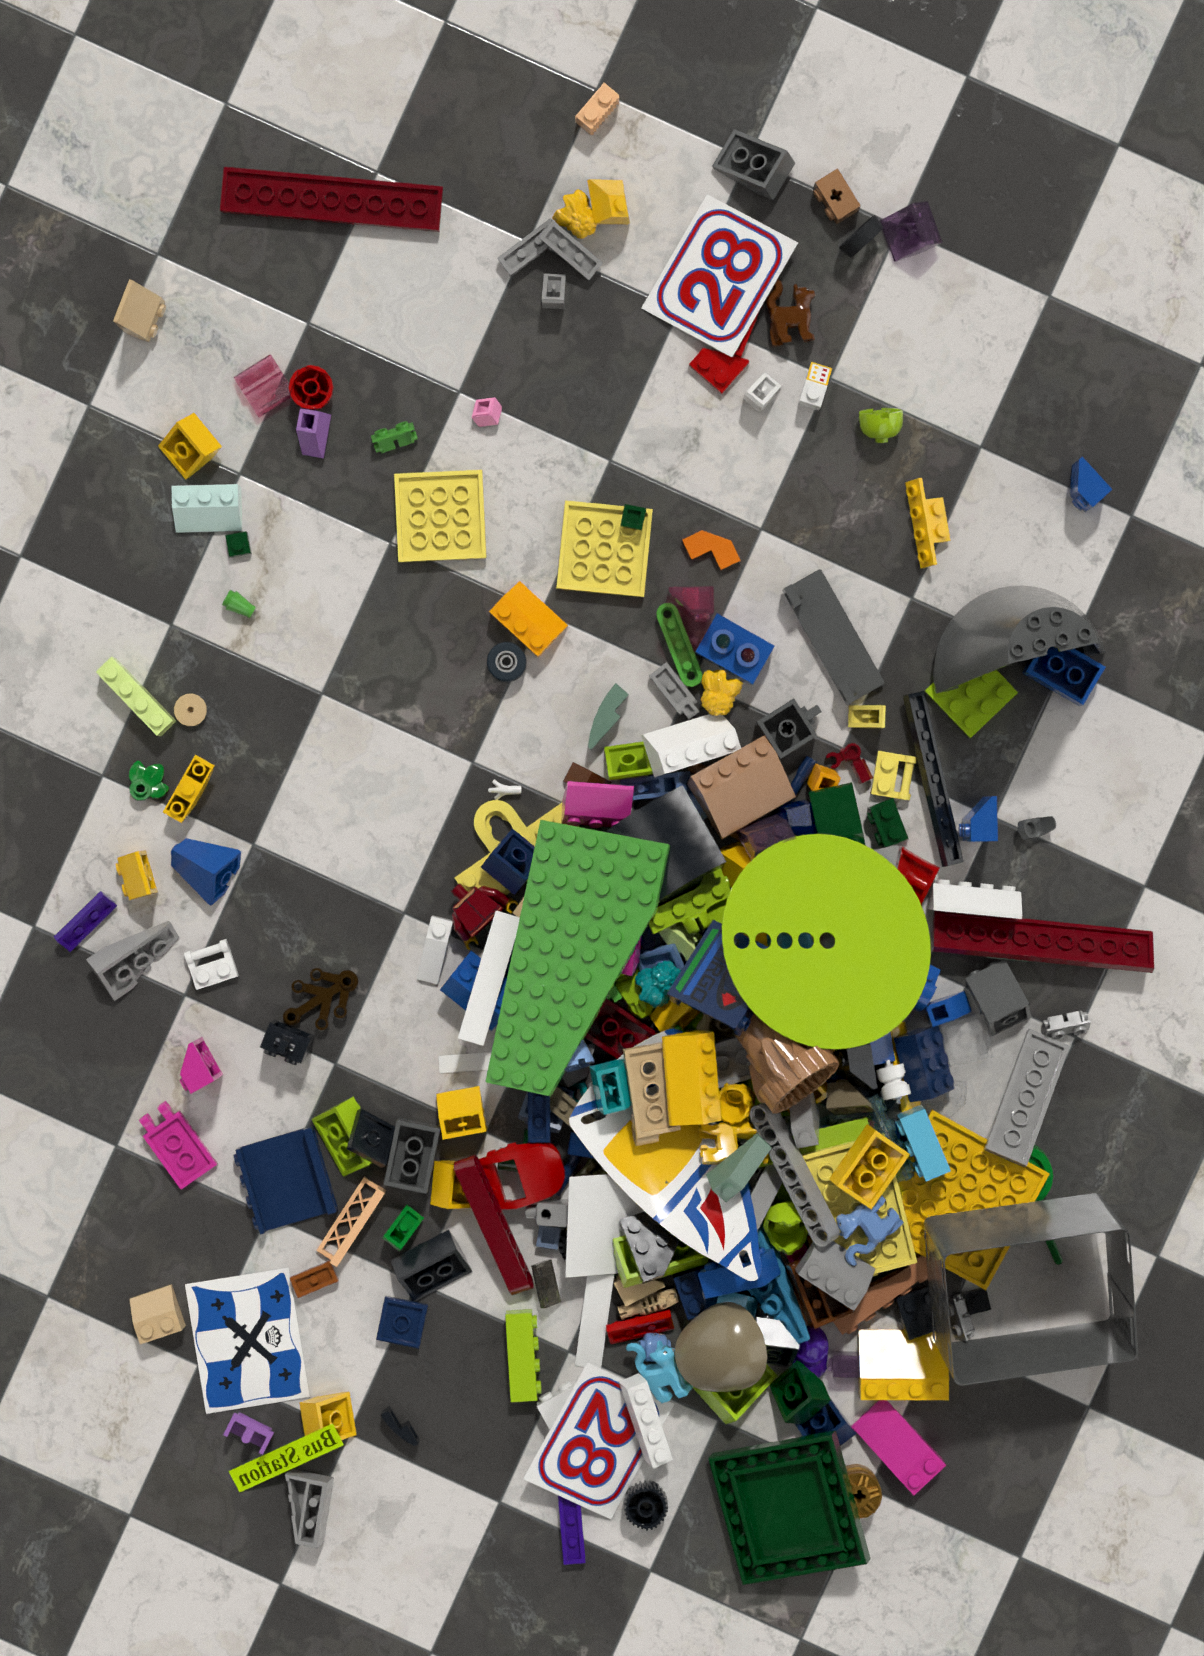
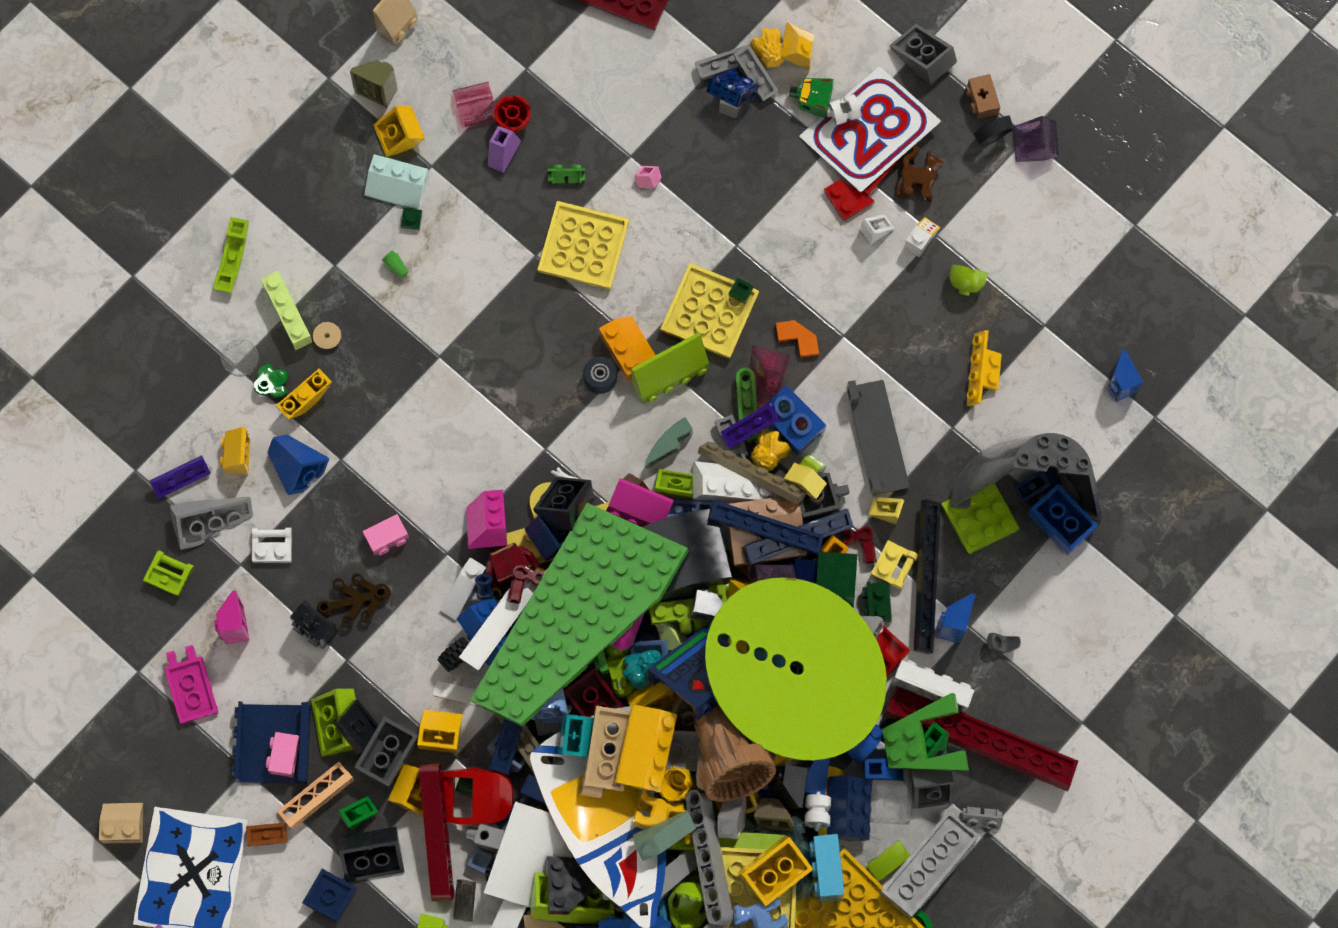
camera: 15 degrees right, 15 degrees down
(54, 652) = (232, 255): none -> lime slope
(103, 765) = (240, 357): none -> clear tile
(109, 1038) = (166, 579): none -> lime plate
(144, 399) = (375, 82): none -> olive slope
(303, 1190) = (283, 754): none -> bright pink brick
(331, 916) = (386, 535): none -> bright pink brick
(436, 869) = (487, 520): none -> dark pink slope
(450, 1026) = (450, 657): none -> black tyre
(455, 949) = (484, 587): none -> dark blue bush
(494, 940) = (520, 575): none -> dark red bar
(514, 823) = (564, 502): none -> black slope
(550, 278) = (732, 88): none -> clear blue piece
(583, 635) = (670, 369): none -> lime slope
(644, 256) = (814, 95): none -> green torso
(685, 263) = (845, 109): none -> white wheel
(691, 673) = (750, 425): none -> dark purple plate
(707, 900) = (705, 605): none -> slope
(709, 725) = (751, 472): none -> dark tan plate
(744, 788) = (766, 527): none -> dark blue tile
(770, 717) = (806, 479): none -> light yellow slope
(773, 694) = (812, 462): none -> lime slope
(781, 782) = (825, 526): none -> dark blue tile
(967, 978) = (906, 740): none -> bright green wing
(981, 1103) = (888, 860): none -> lime slope
(992, 970) = (935, 739): none -> green slope

